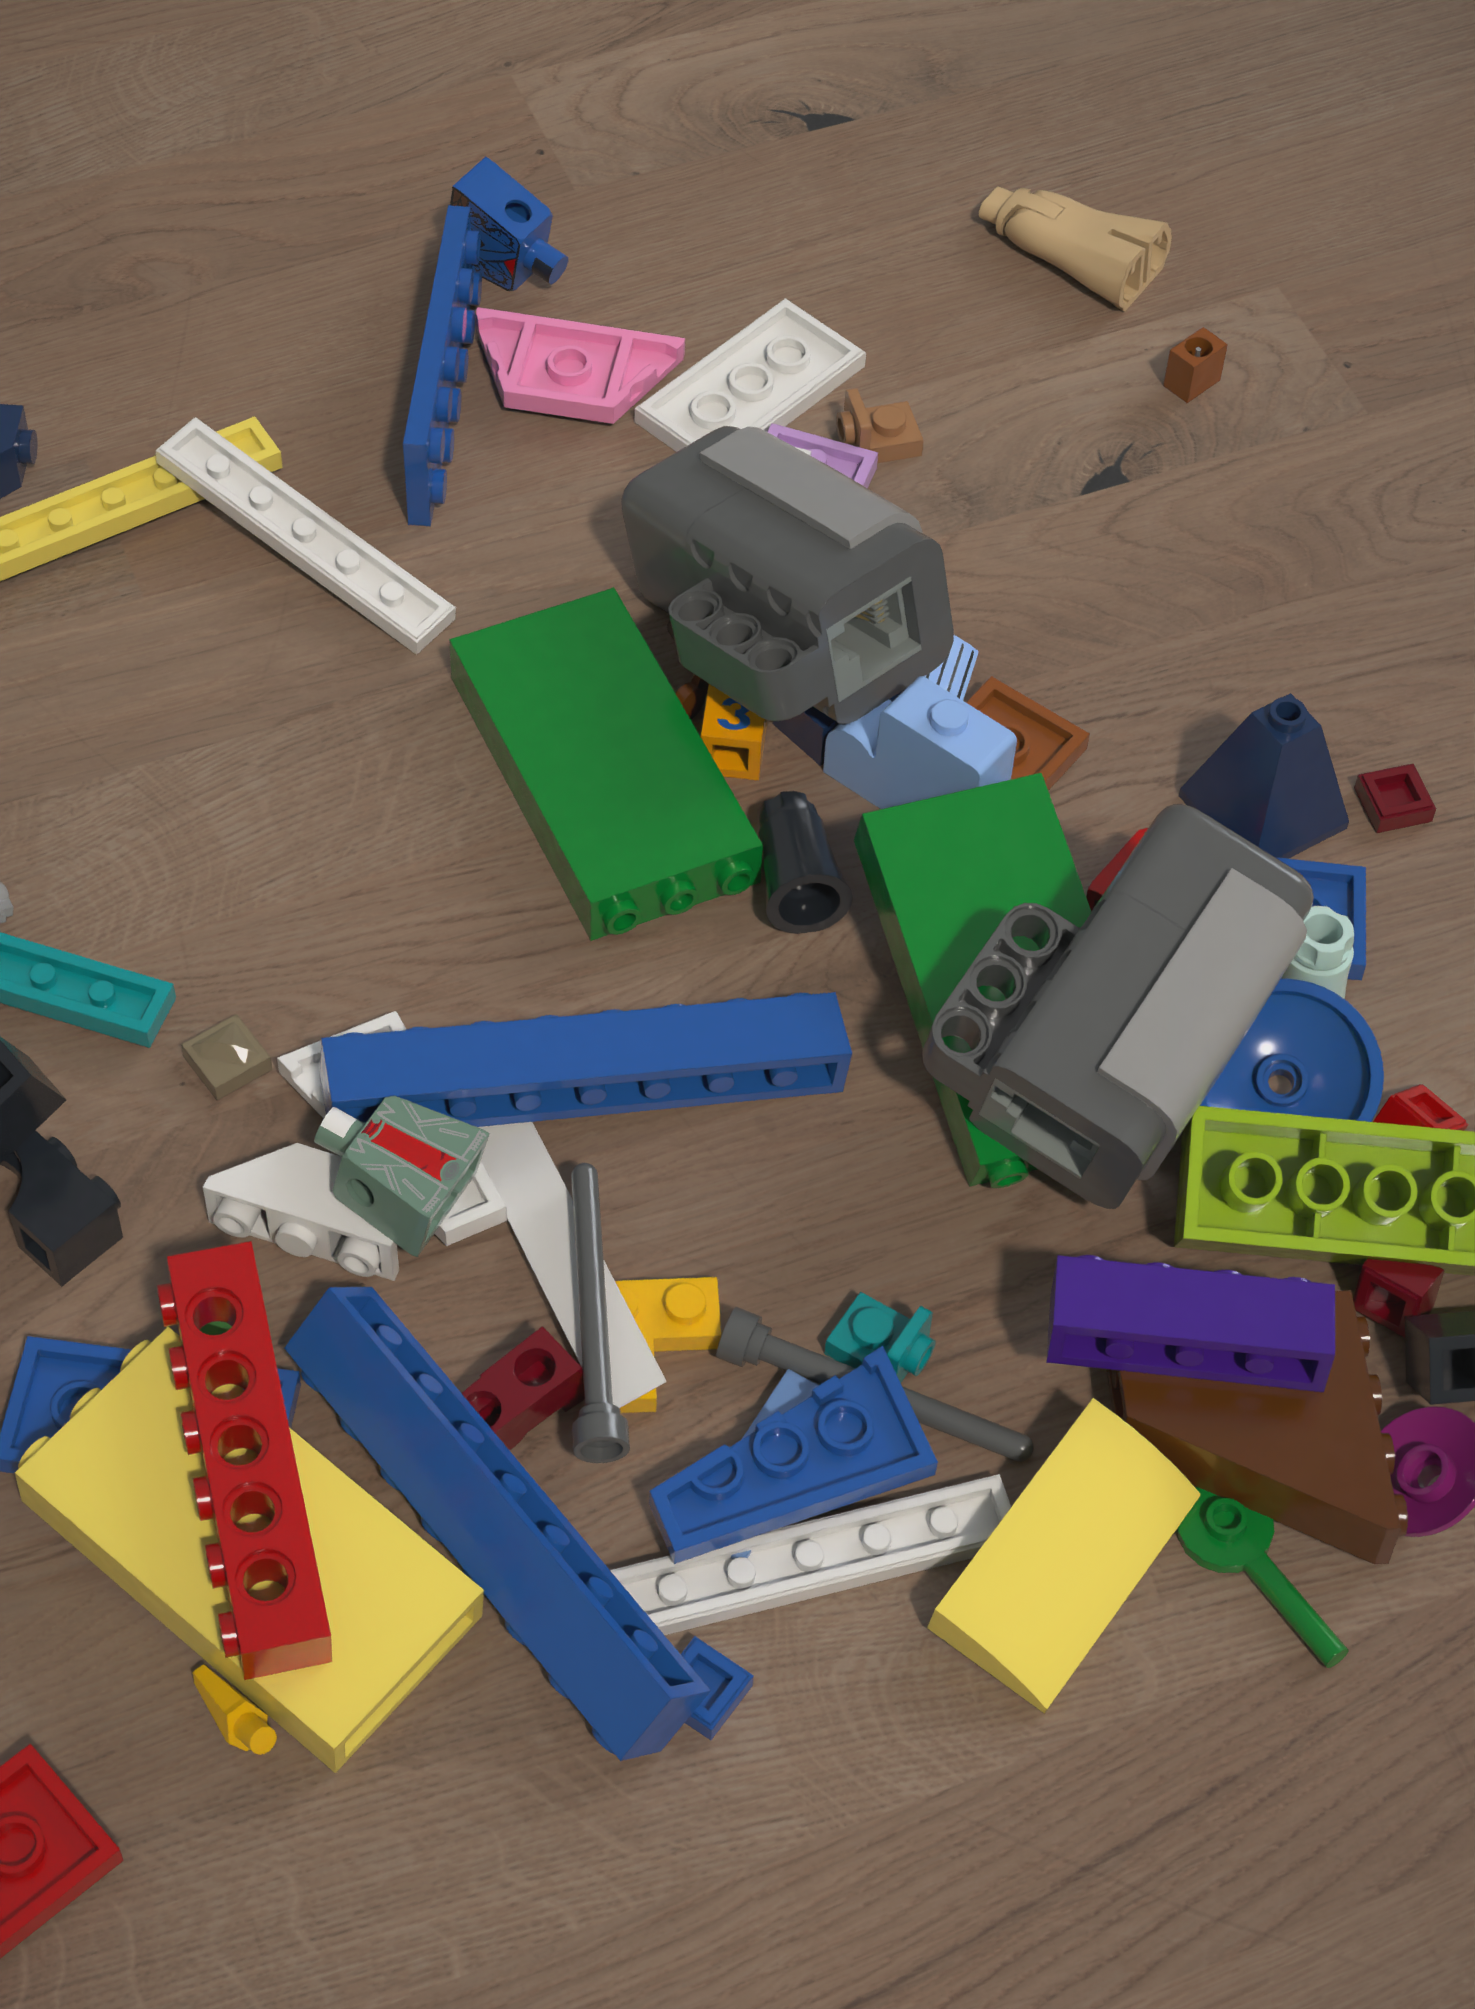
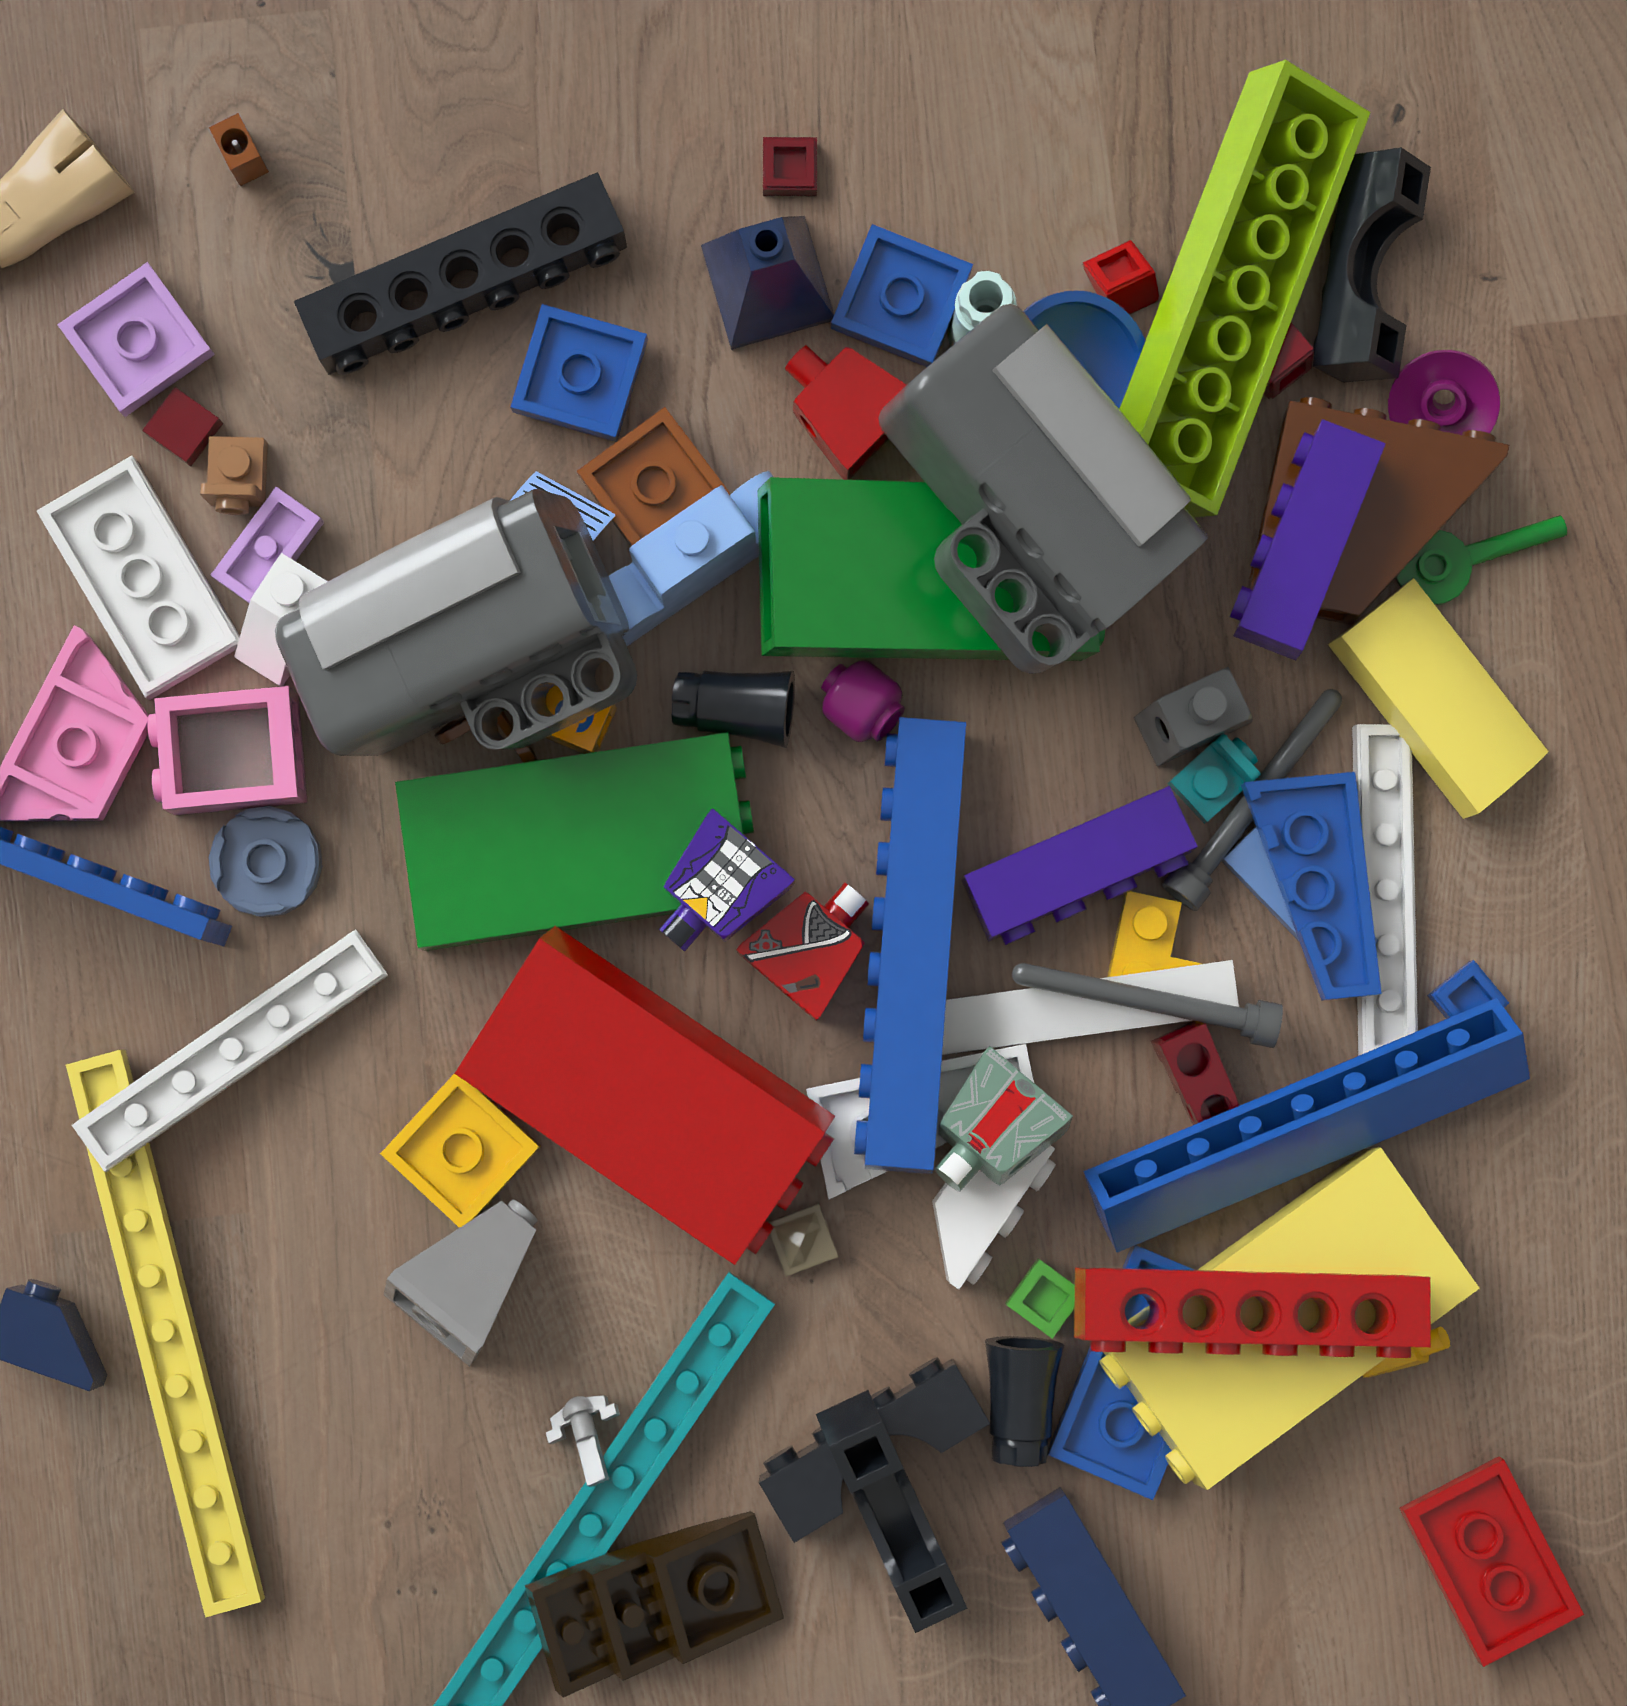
camera: 75 degrees left, 30 degrees up
(89, 1293) = (1022, 1397): none -> black plant
(111, 756) = (464, 1278): none -> light grey slope
(249, 736) = (460, 1150): none -> yellow plate
(346, 861) = (646, 1096): none -> red brick
(502, 533) = (265, 861): none -> sand blue tile
(548, 971) = (808, 947): none -> red torso
(586, 464) = (228, 750): none -> window
(596, 854) = (721, 883): none -> torso
(730, 1211) = (1079, 864): none -> dark purple brick
(844, 962) = (862, 701): none -> magenta head
(912, 382) = (182, 426): none -> dark red tile
(957, 1281) = (1193, 716): none -> dark grey torso
(978, 332) = (136, 339): none -> lavender plate
(1095, 664) = (579, 373): none -> blue plate
(1155, 552) = (478, 248): none -> black brick

